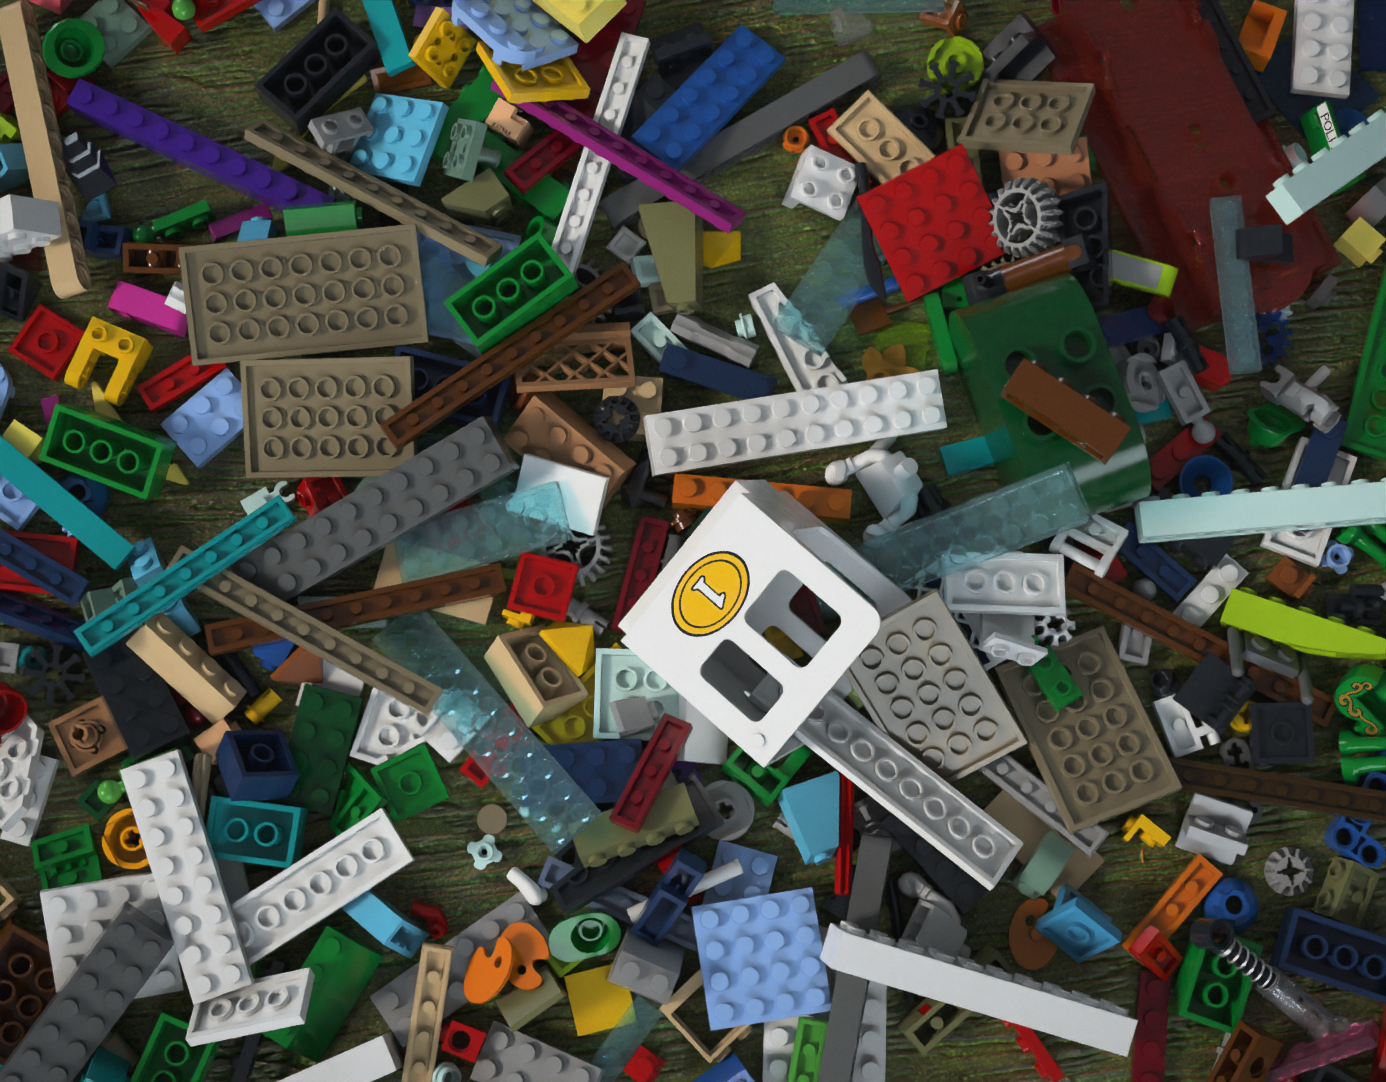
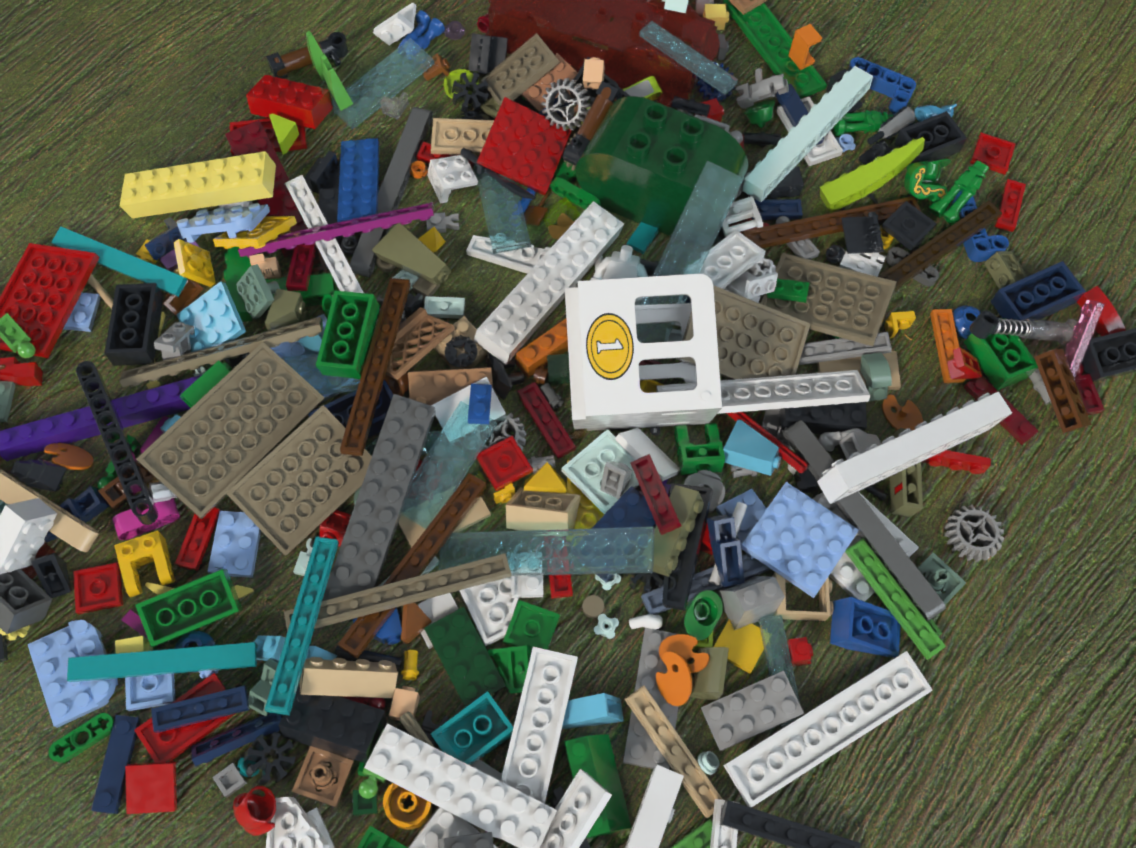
camera: 50 degrees left, 15 degrees down
(98, 210) = (64, 493): medium azure tile -> none
(138, 177) = (73, 458): none -> orange piece
(183, 217) = (120, 448): none -> black beam
(256, 765) = (440, 692): dark blue brick -> none
(434, 917) = (614, 686): red arm -> none
(476, 1035) = (705, 728): red brick -> none
(568, 504) = (479, 404): none -> blue plate
(625, 245) = (380, 280): white tile -> none
(715, 374) = (482, 298): dark blue plate -> none
(733, 348) = (485, 279): light grey axle -> none
(745, 326) = (479, 266): light aqua plate -> none
(756, 229) = (442, 222): none -> light grey plate
(1065, 410) = (683, 139): reddish brown brick -> none
(1078, 925) = (920, 386): dark azure bracket -> none
(1087, 211) = (593, 73): none -> light nougat brick
(1210, 468) = (756, 151): blue piece -> none
(1211, 591) = (811, 199): white plate -> none
(1214, 828) = (926, 292): light grey bracket -> none
(1264, 245) = (684, 28): black slope -> none
(1270, 656) = (861, 203): dark grey plate -> none
(1281, 883) = (977, 292): light grey gear -> none
(1290, 579) = (836, 167): dark orange bracket -> none

